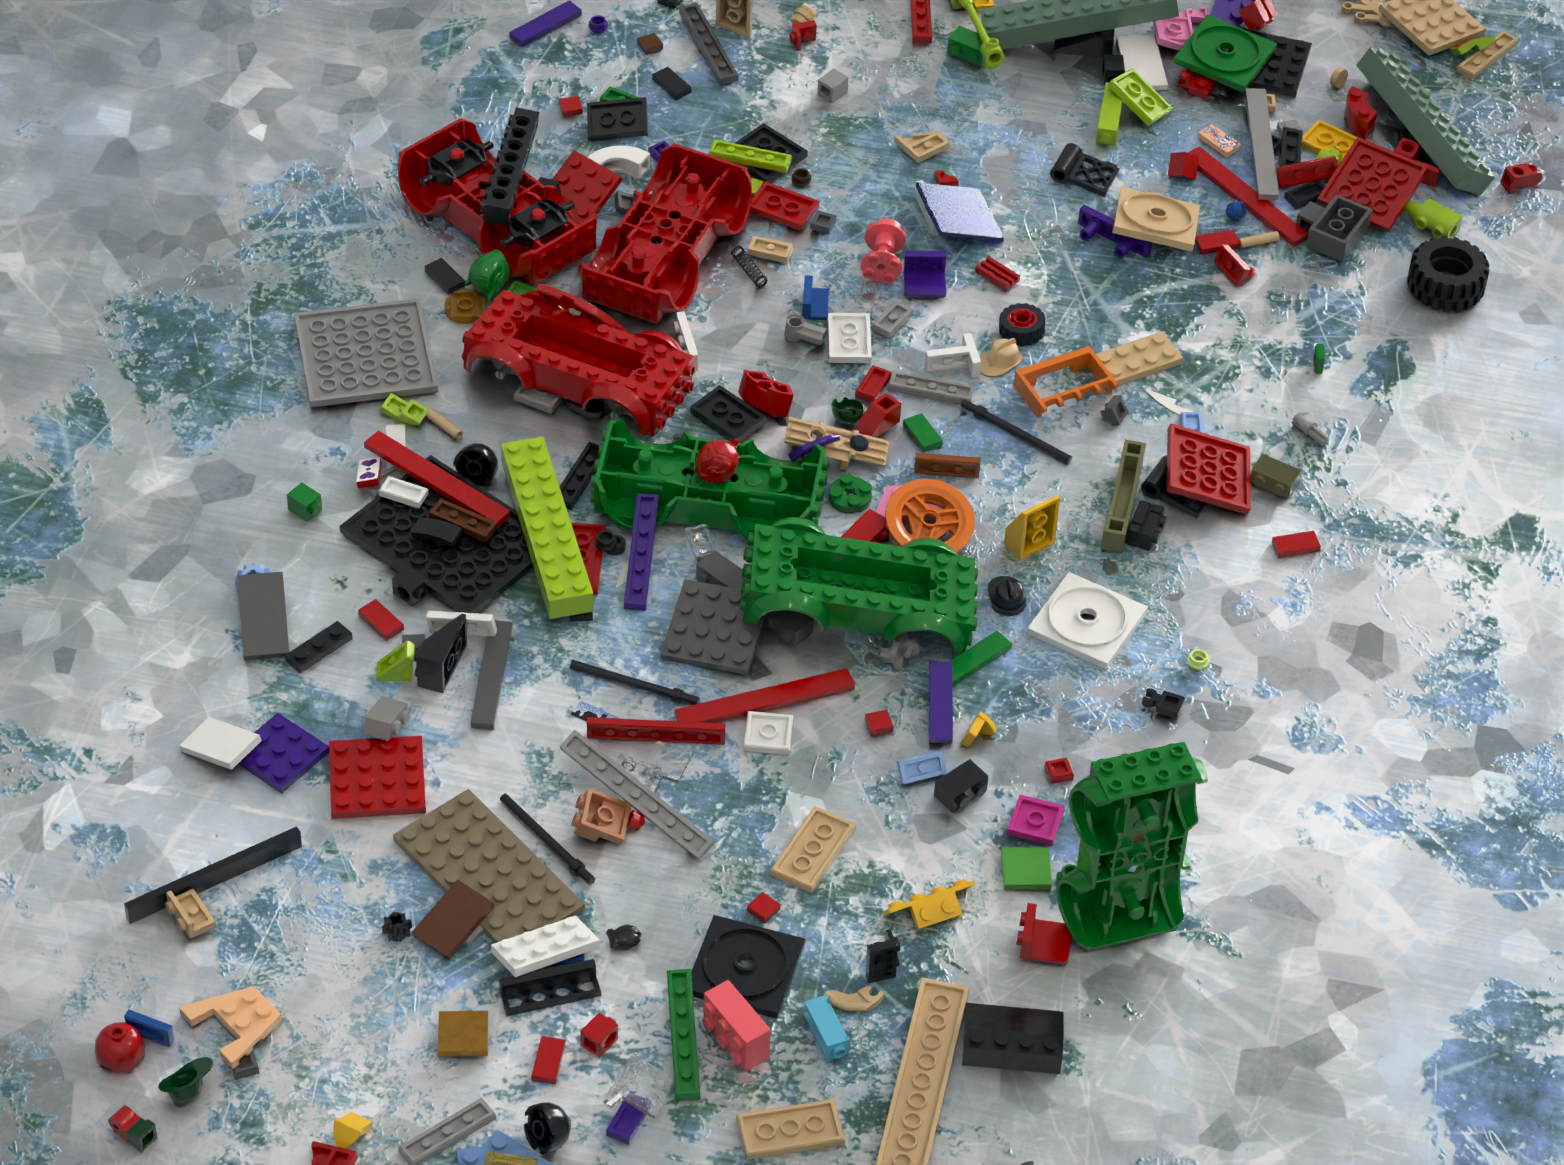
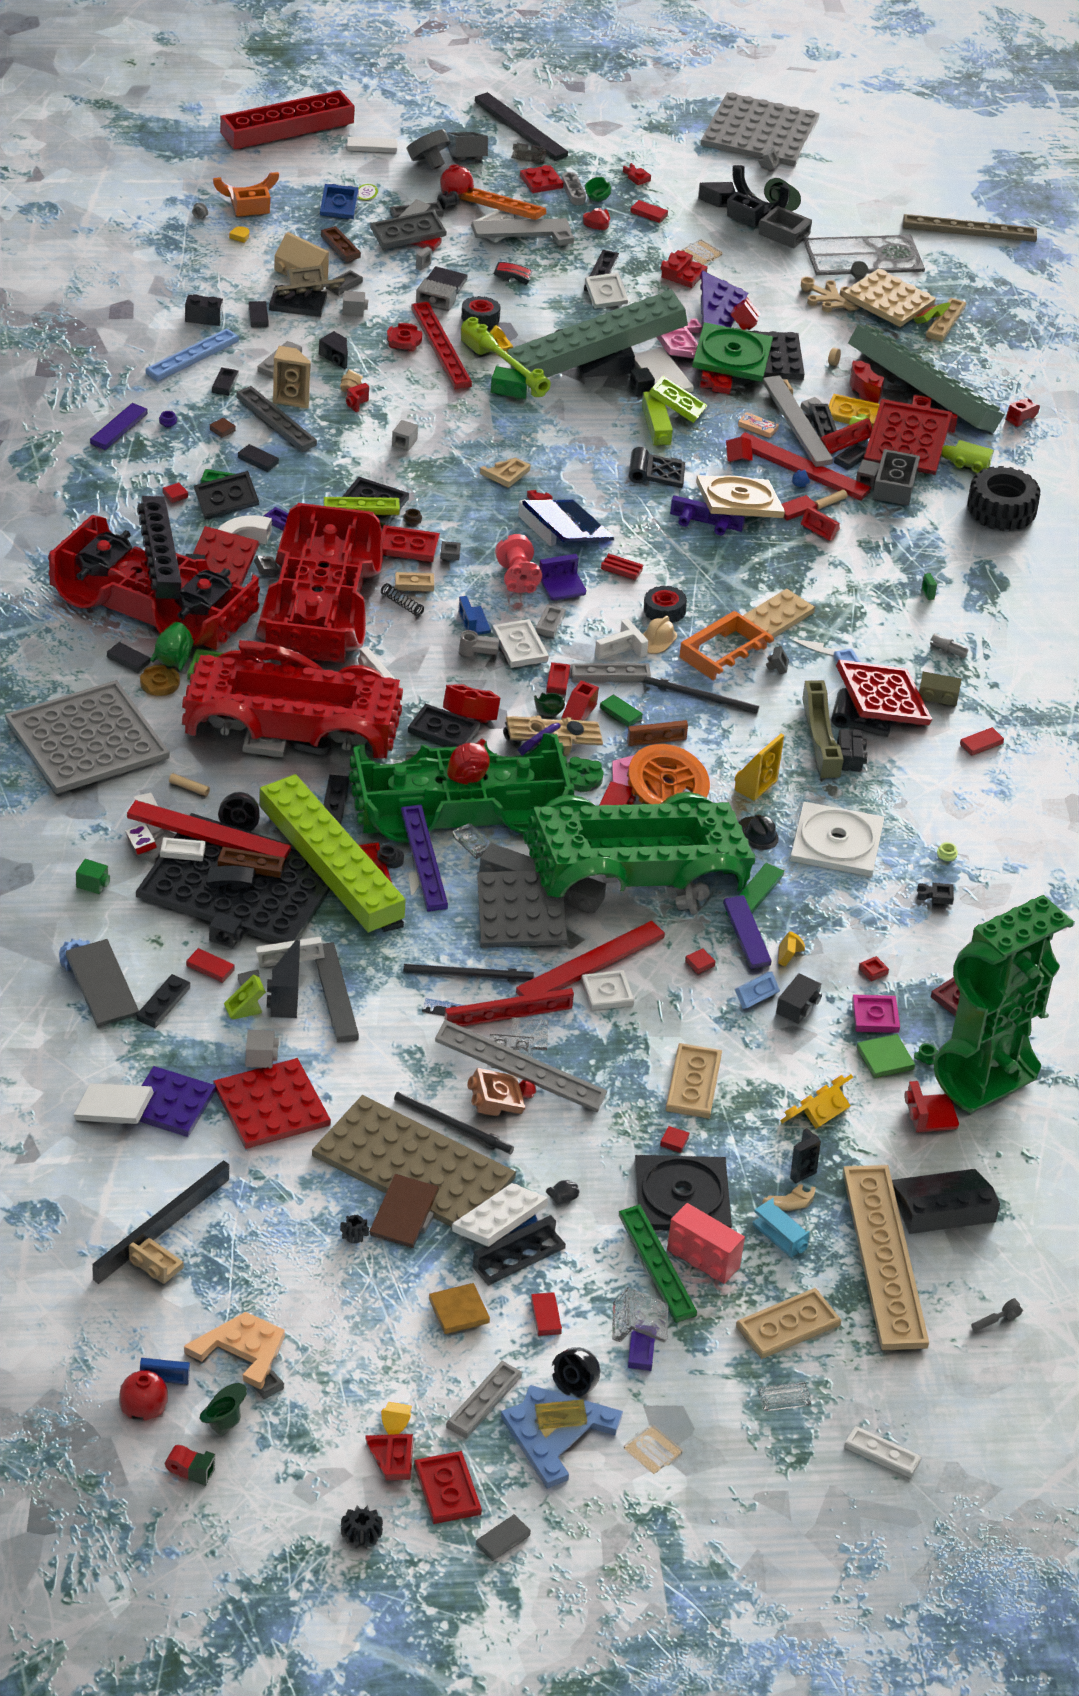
camera: 20 degrees left, 5 degrees down
(400, 410) = (151, 781): lime slope -> none
(599, 1034) = (583, 1280): red brick -> none

